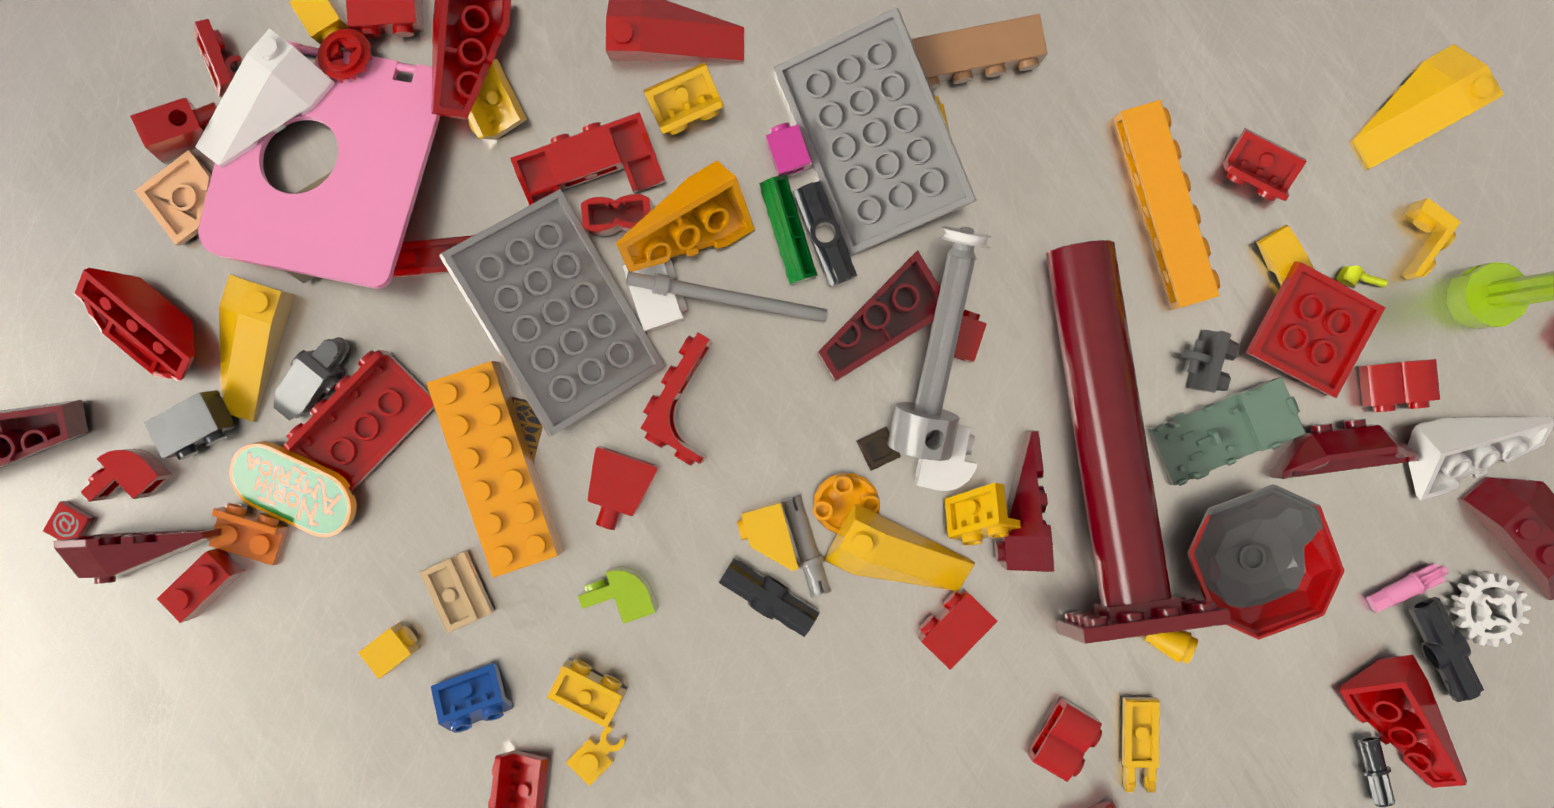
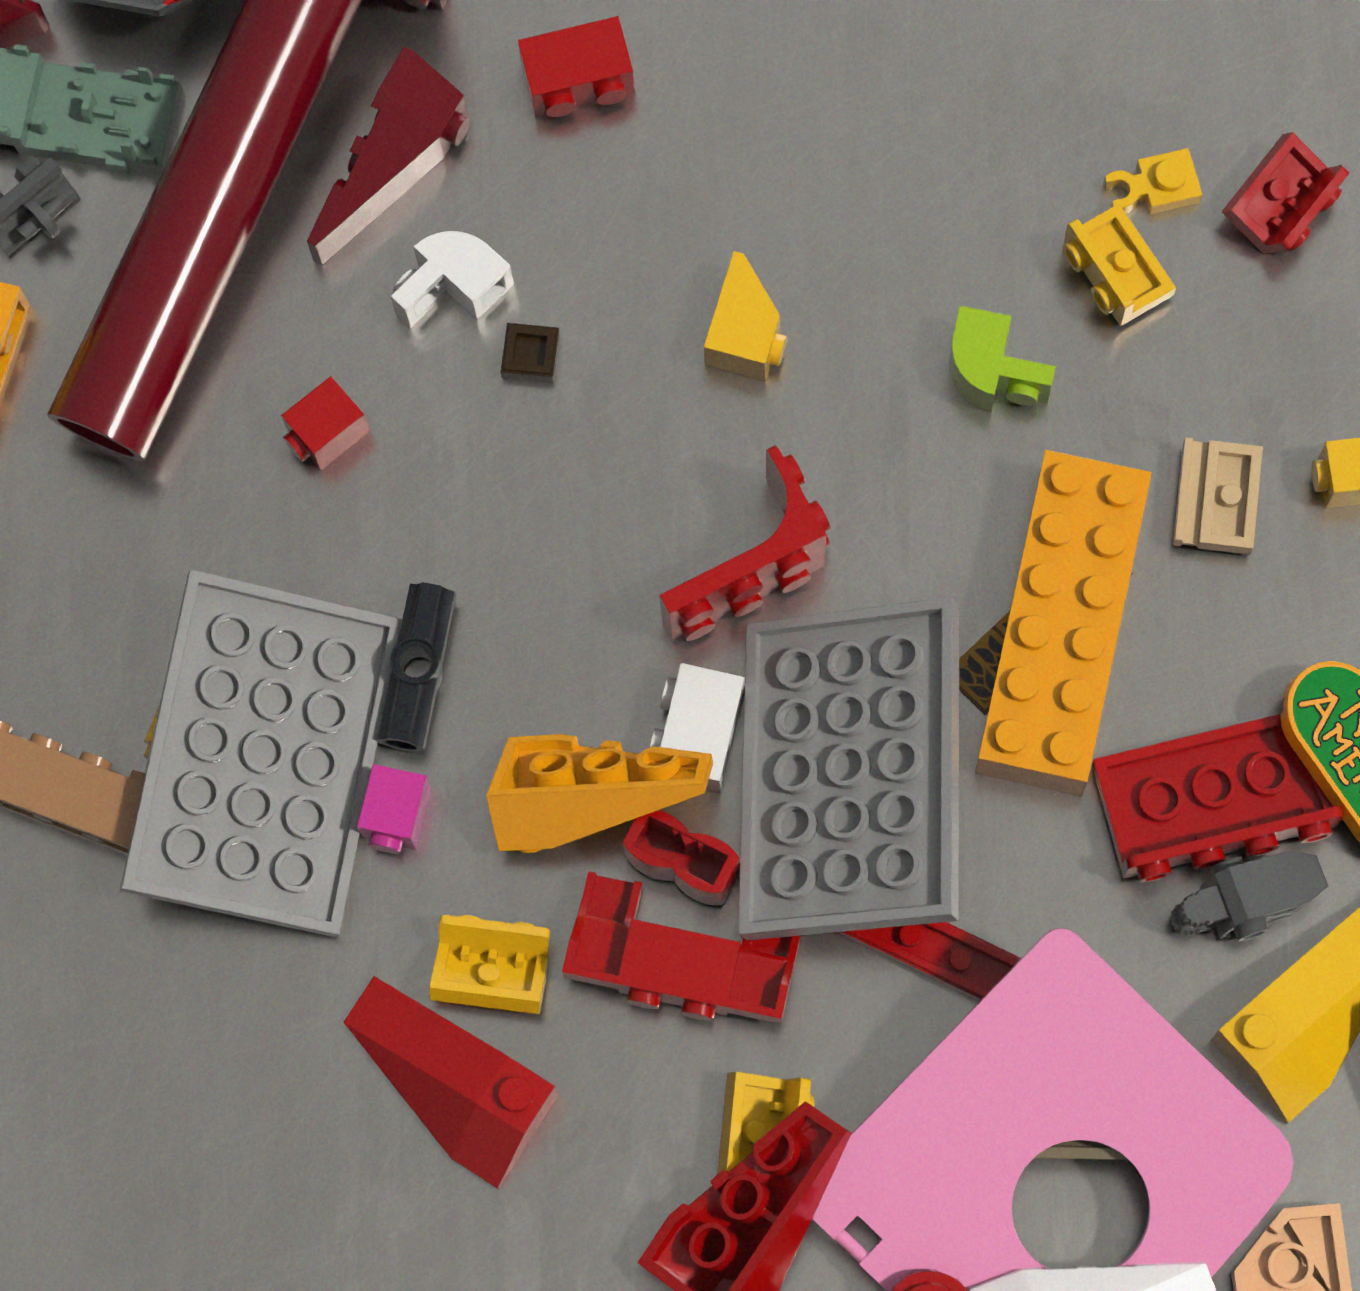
camera: 140 degrees left, 15 degrees down
(470, 699) = (1282, 348): blue bracket -> none
(618, 484) = (906, 503): red torso -> none
(662, 285) = (676, 714): light grey bar -> none
(769, 597) = (797, 246): black piece -> none
(788, 229) = (463, 704): green piece -> none
(806, 547) = (707, 281): light grey pin -> none
(839, 494) = (618, 303): light orange dish -> none
(887, 551) = (600, 212): yellow wedge -> none
(888, 317) = (407, 502): dark red wedge -> none
(923, 426) = (449, 331): light grey piece -> none
(979, 515) = (454, 186): yellow bracket -> none

